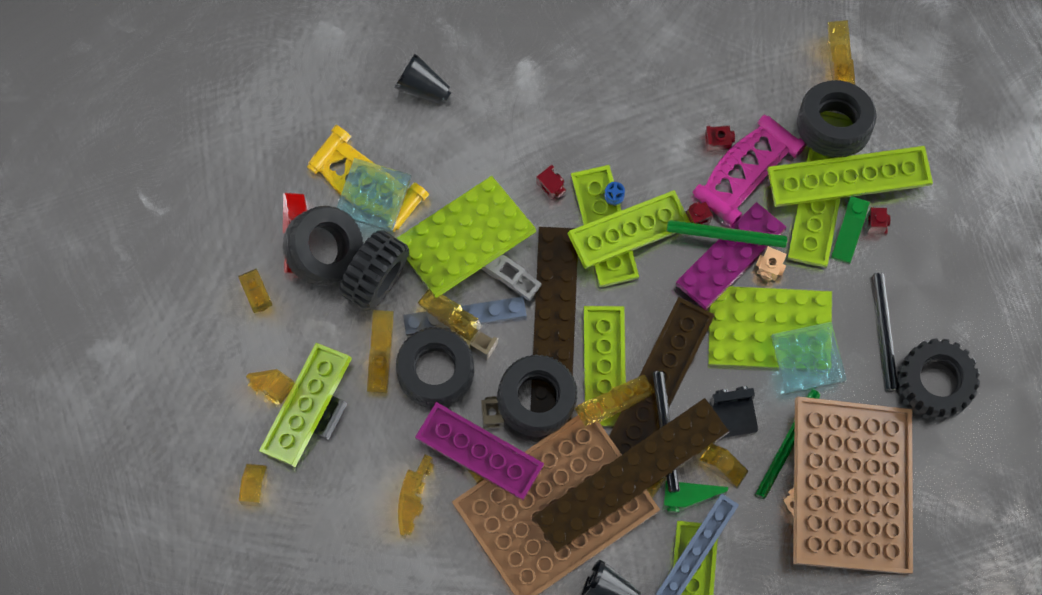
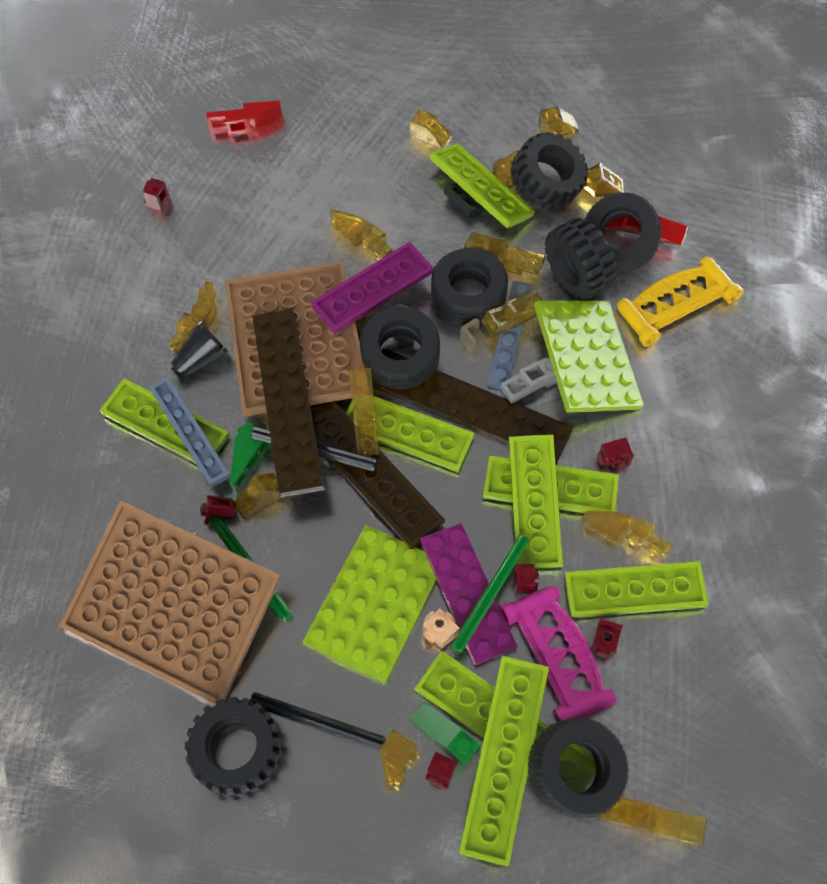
camera: 115 degrees right, 10 degrees down
(193, 361) = (557, 121): none -> clear yellow slope
(273, 317) = (562, 157): none -> black tyre
(374, 194) = (658, 292): clear light blue plate -> none
(423, 81) = (767, 375): black cone -> none
(615, 189) = (580, 496): blue wheel -> none
(617, 154) = (618, 526): none -> clear yellow slope
(667, 129) = (635, 589): none -> lime plate
(736, 410) = (304, 527): black bracket -> none
(752, 494) = (218, 506): none -> dark red bracket
(808, 358) = (321, 618): clear light blue plate -> none
(885, 258) = (395, 756): none -> clear yellow slope

